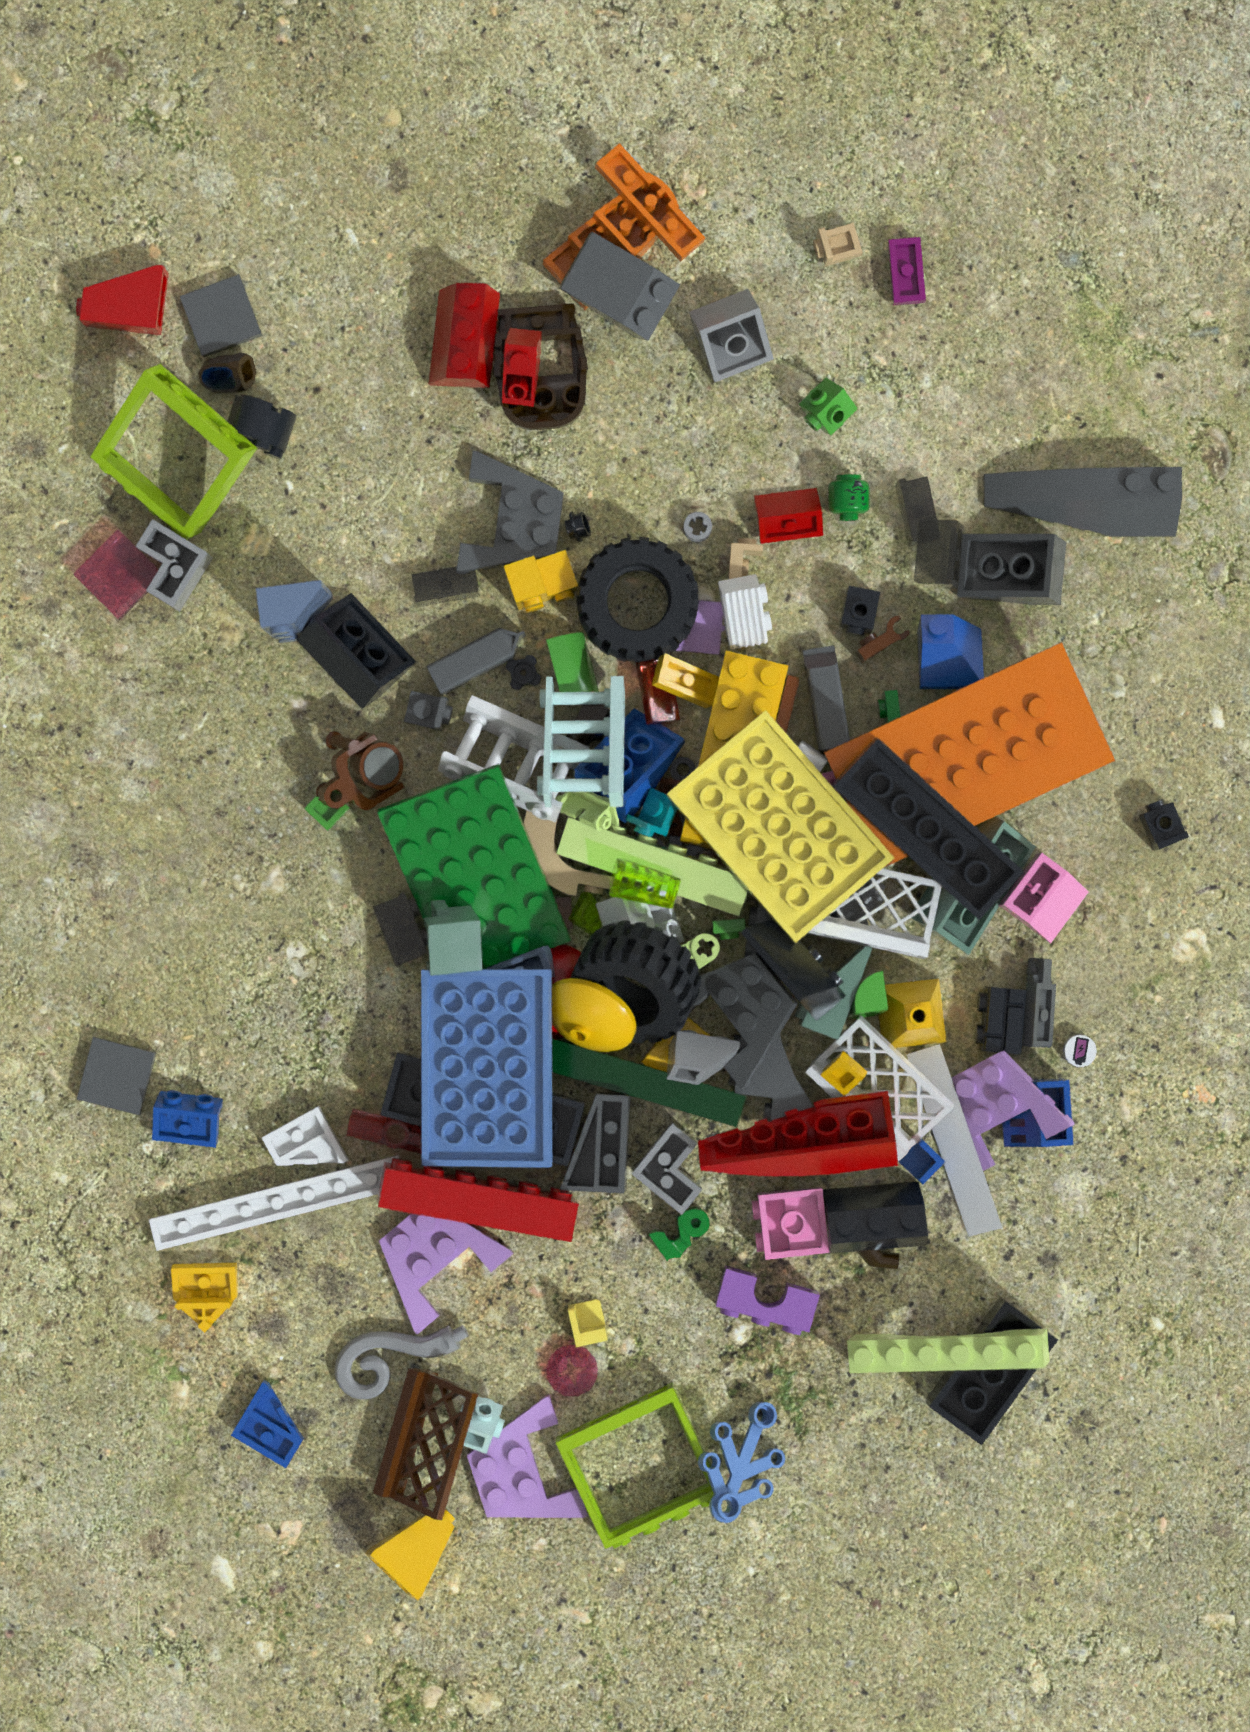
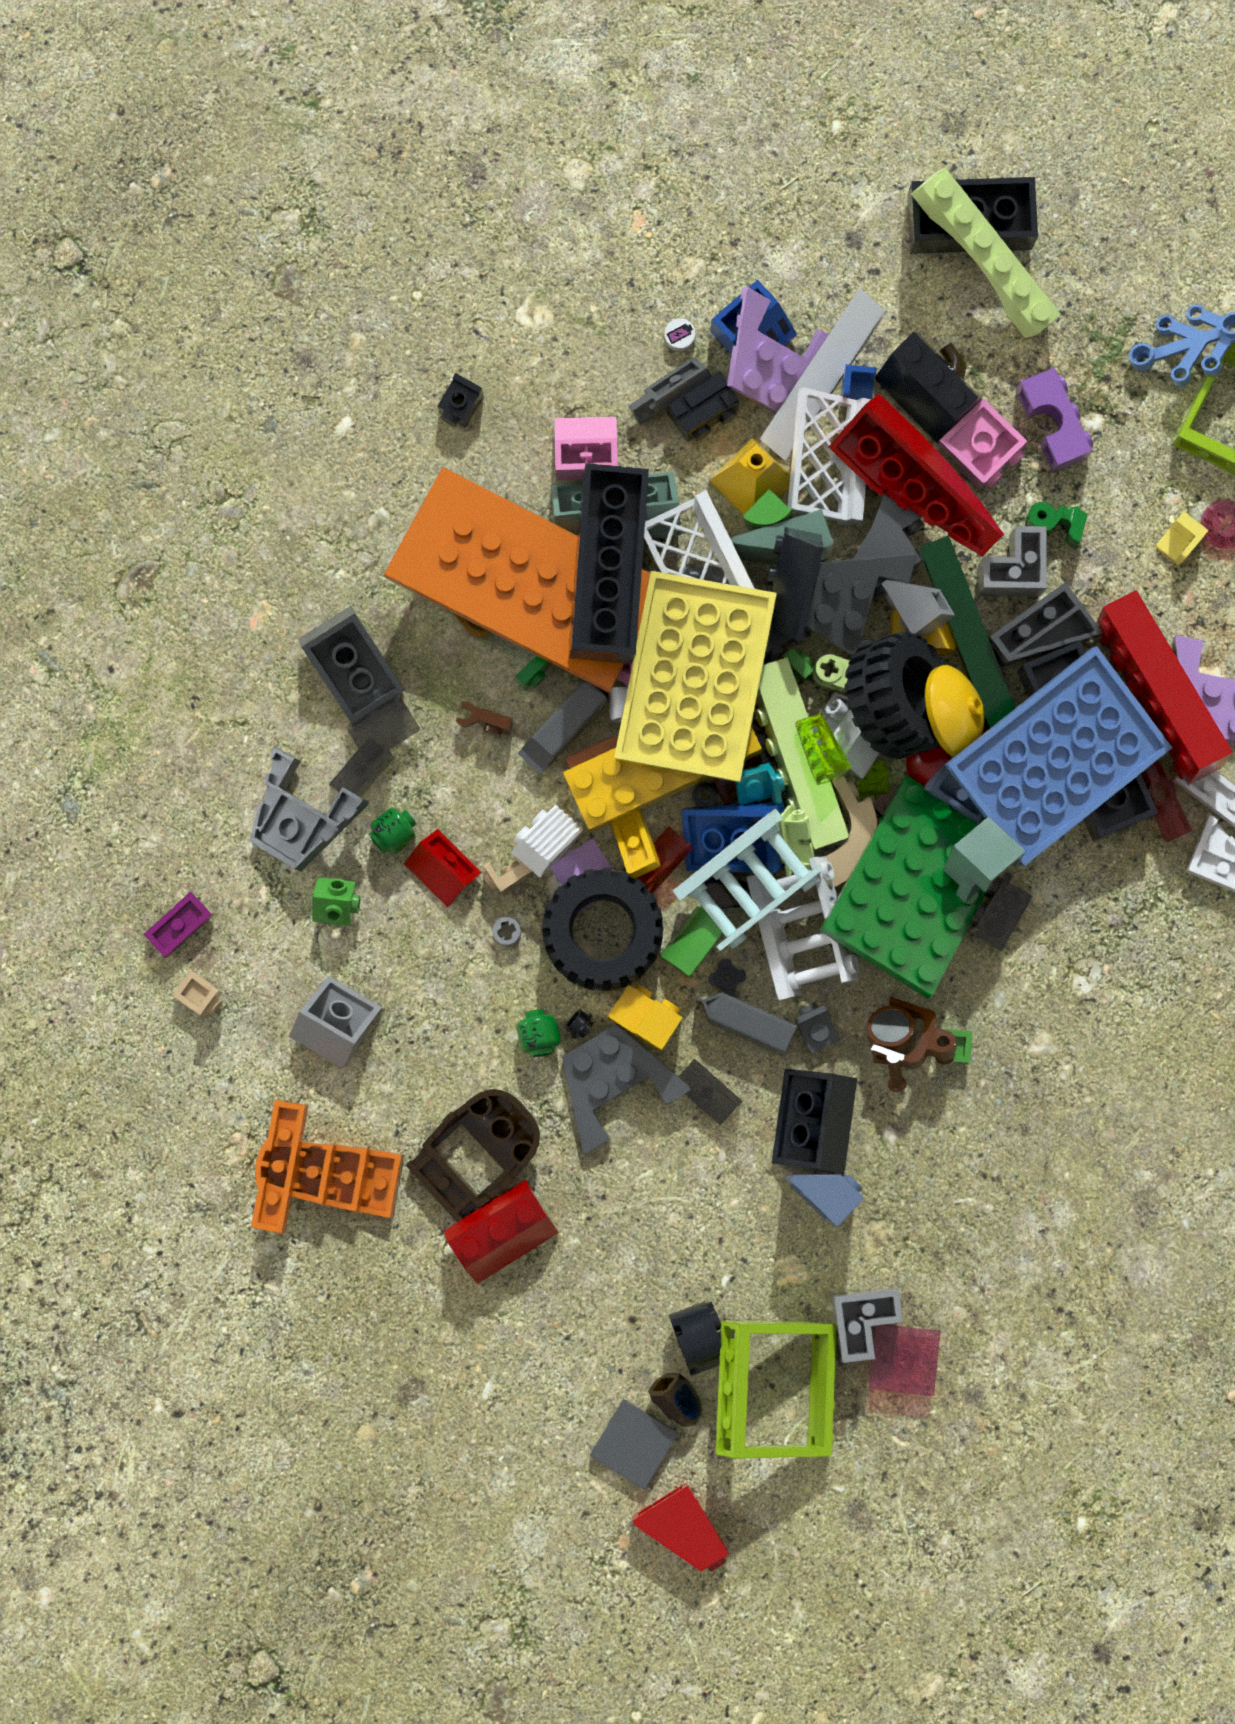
camera: 135 degrees left, 5 degrees down
(521, 366) = (491, 1163): red slope -> none
(595, 486) = (538, 1033): none -> green head
(619, 286) = (366, 1136): dark grey slope -> none
(843, 1073) = (841, 488): yellow plate -> none
(859, 610) = (475, 754): black brick -> none
(915, 418) = (292, 827): none -> wing
(948, 652) = (455, 660): blue slope -> none
(1093, 499) = (249, 643): dark grey wedge -> none

